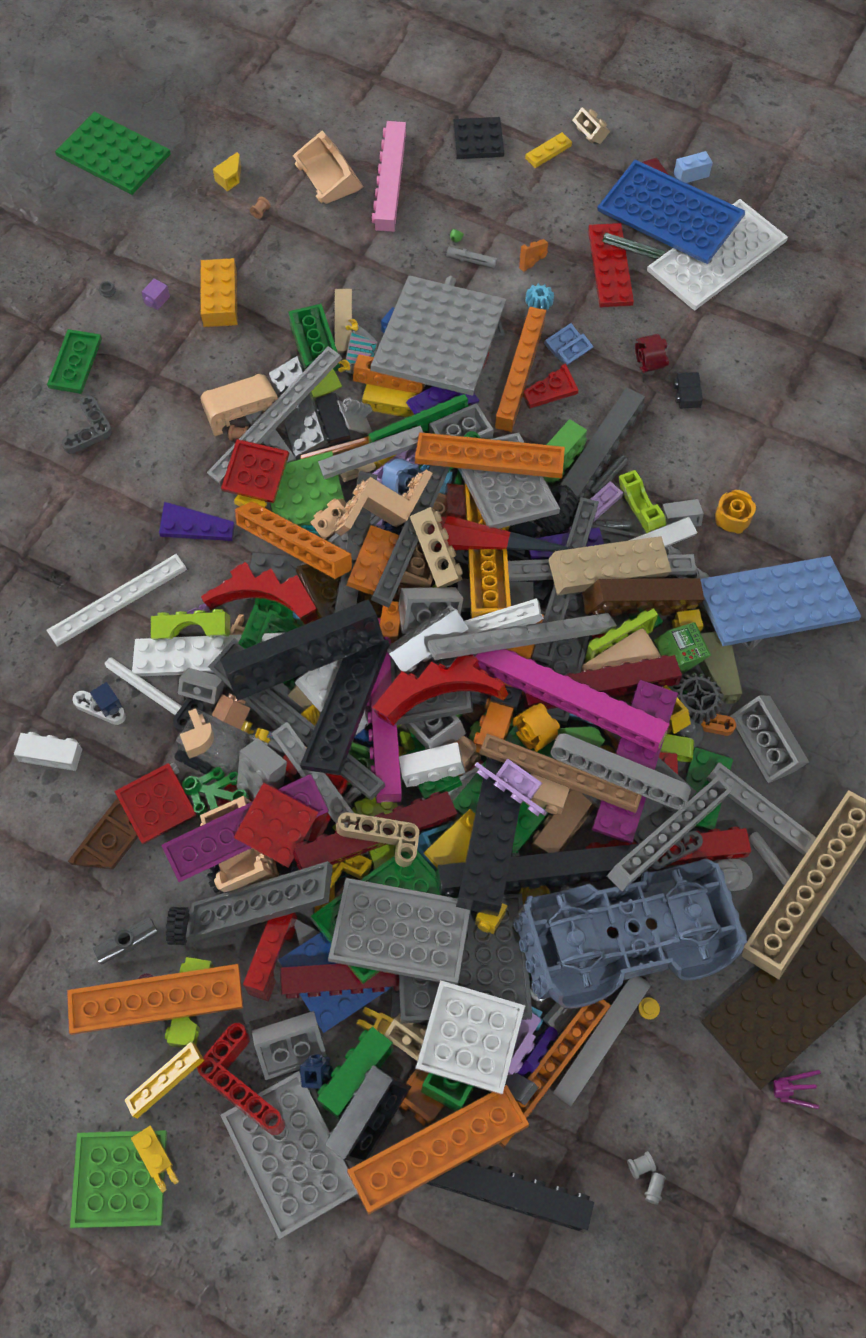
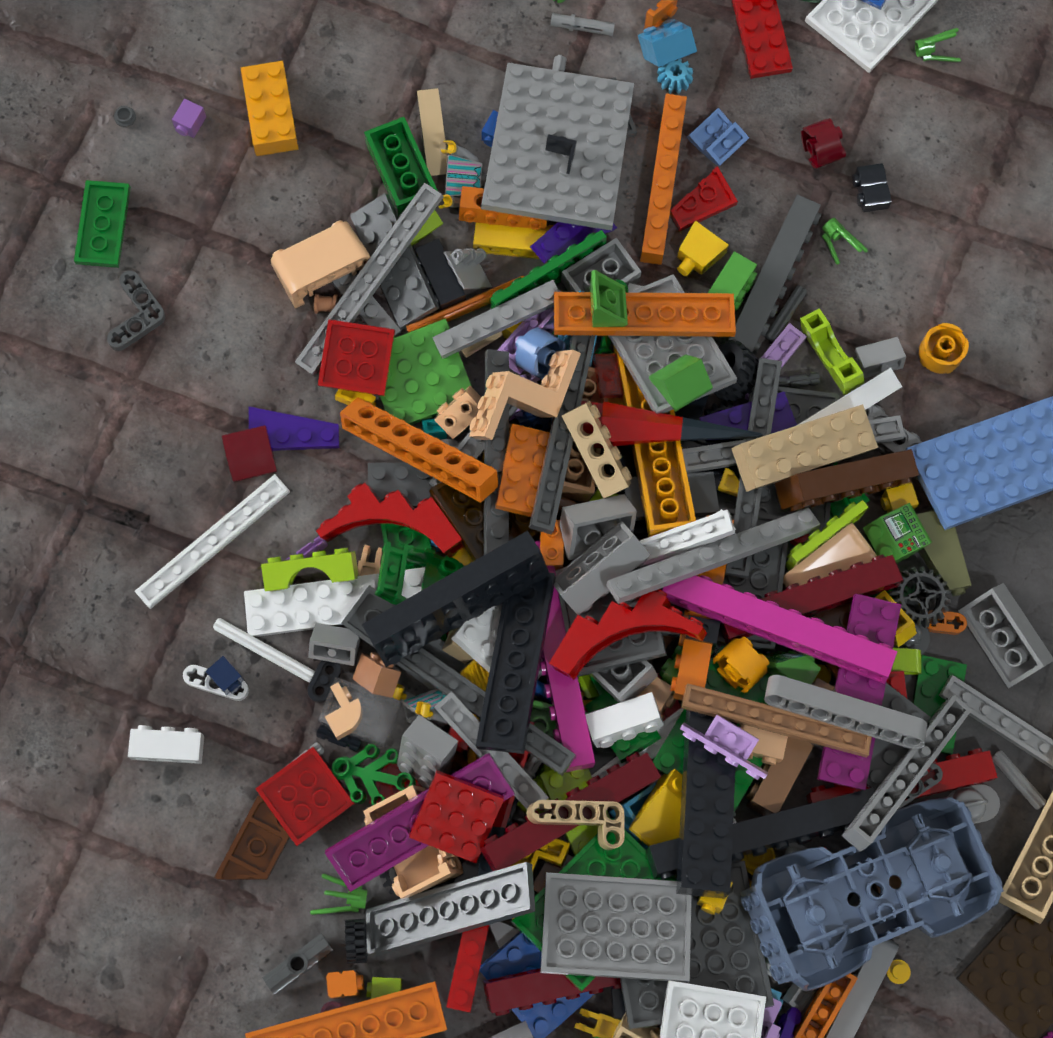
camera: 10 degrees left, 10 degrees up
(158, 535) = (249, 453): none -> dark red slope
(160, 960) = (344, 984): none -> orange brick
(184, 891) = (355, 898): none -> bright green plant
(440, 330) = (563, 146): none -> black bracket
(460, 440) = (607, 301): none -> bright green slope
(514, 505) = (682, 381): none -> bright green slope
(536, 271) = (667, 42): none -> dark azure brick
(543, 422) = (700, 250): none -> yellow torso
(544, 591) = (729, 483): none -> yellow tile
(654, 418) = (835, 231): none -> bright green plant
(742, 294) = (926, 46): none -> bright green plant

